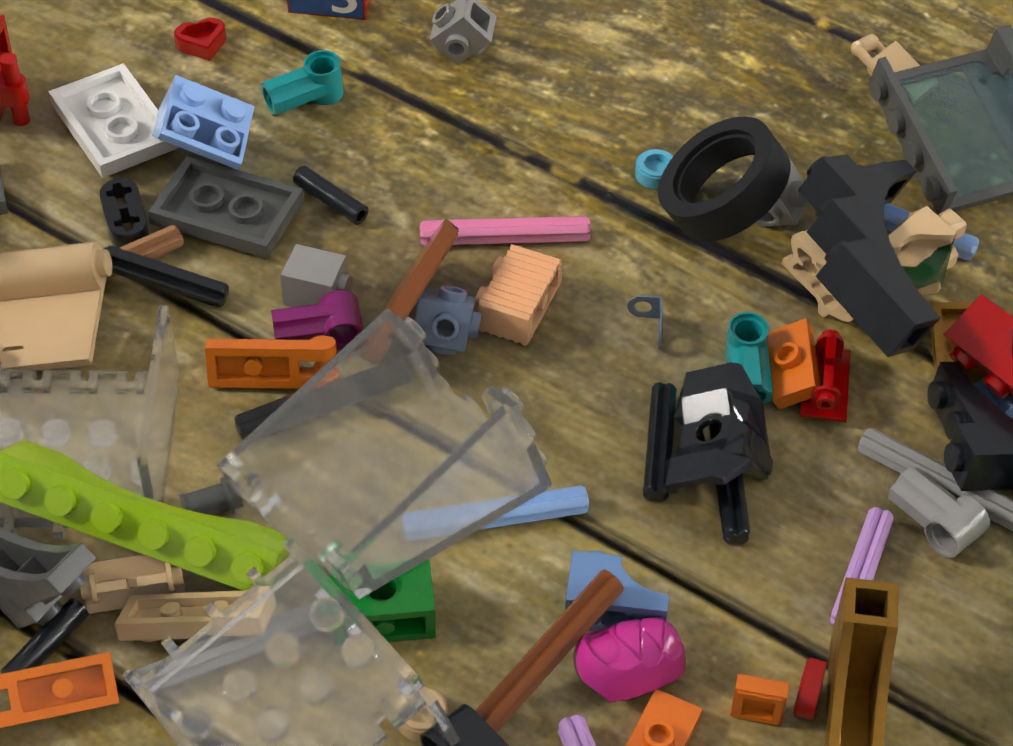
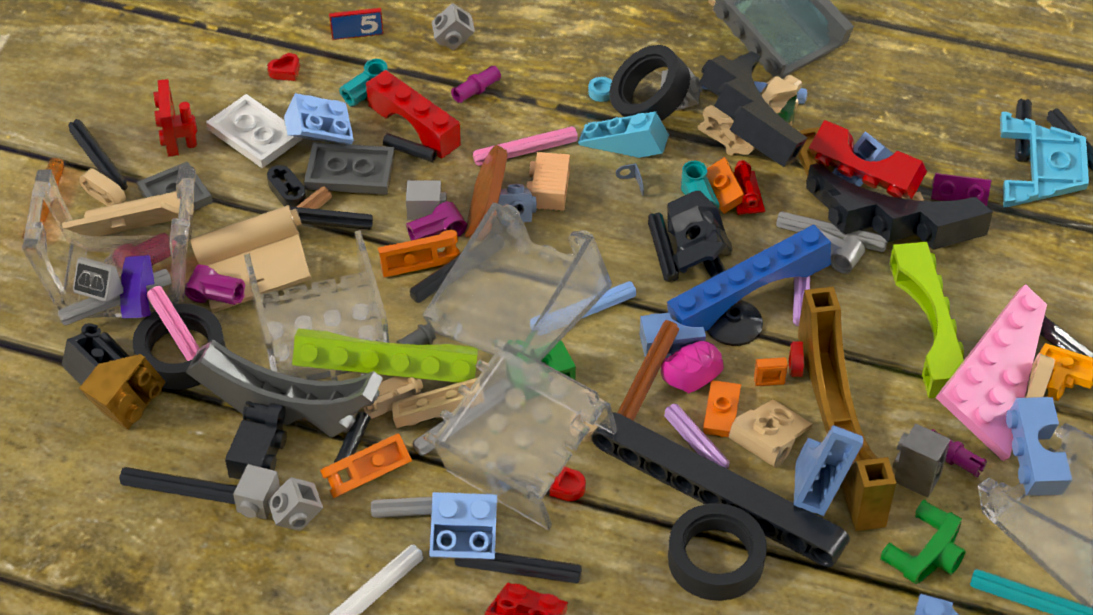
camera: 15 degrees left, 0 degrees up
(372, 165) = (434, 126): none -> red arch
(466, 120) = (476, 84): none -> magenta pin
(670, 250) = (630, 135): none -> medium azure slope
(727, 610) = (738, 325): none -> black dish
(859, 511) = (793, 257): none -> blue arch

